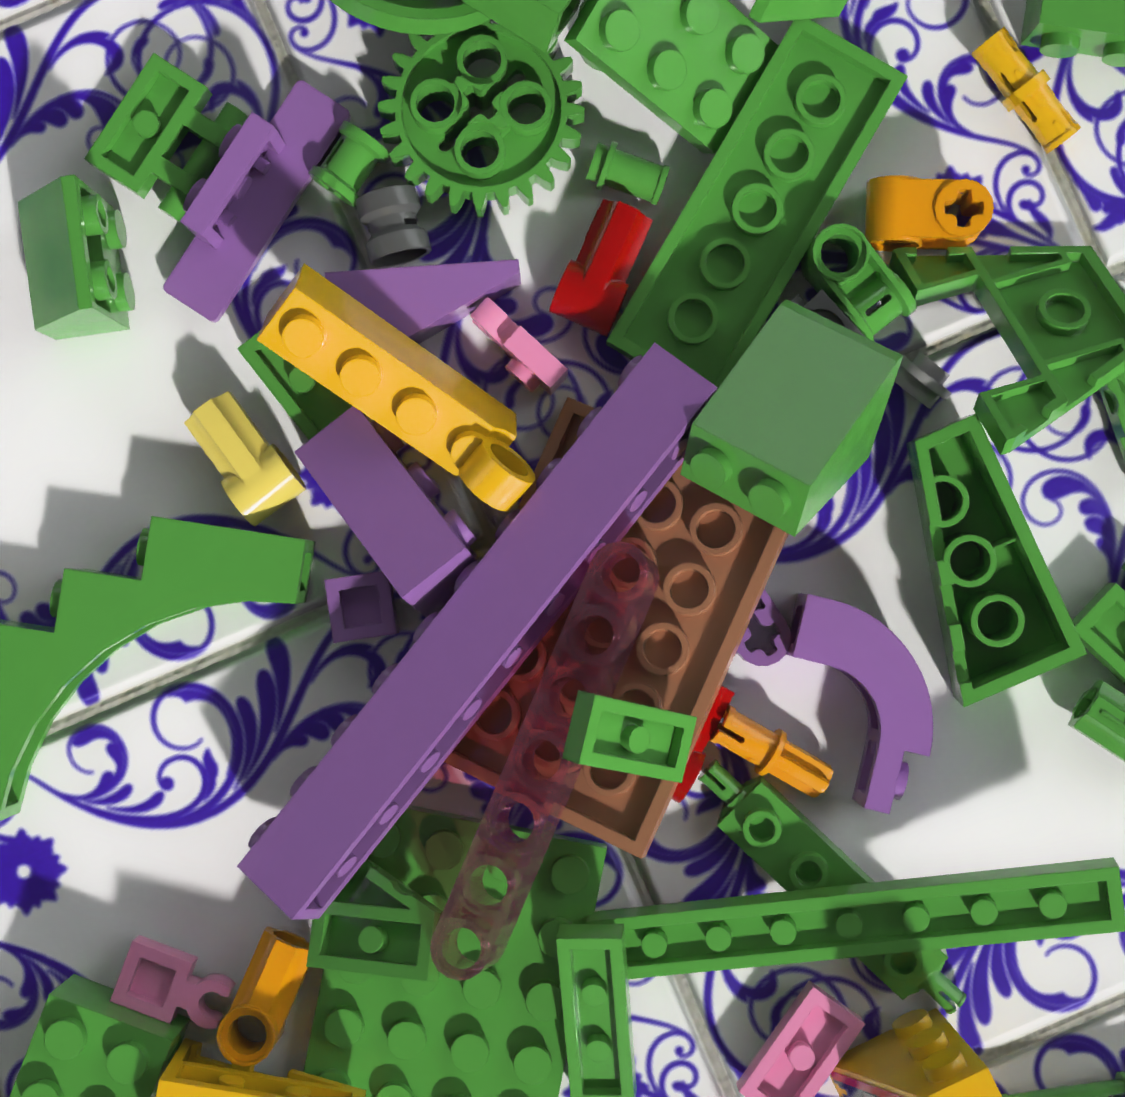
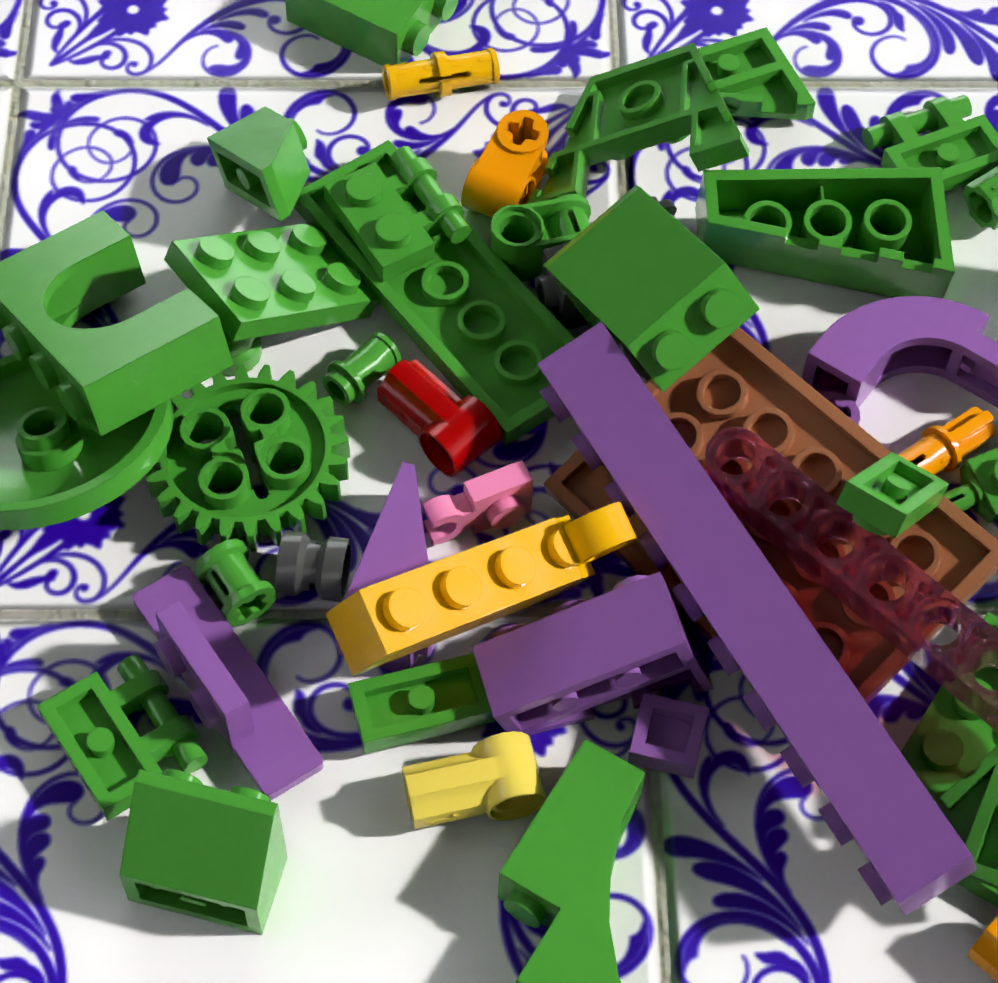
camera: 65 degrees left, 30 degrees down
(794, 114) = (381, 221): none -> bright green plate

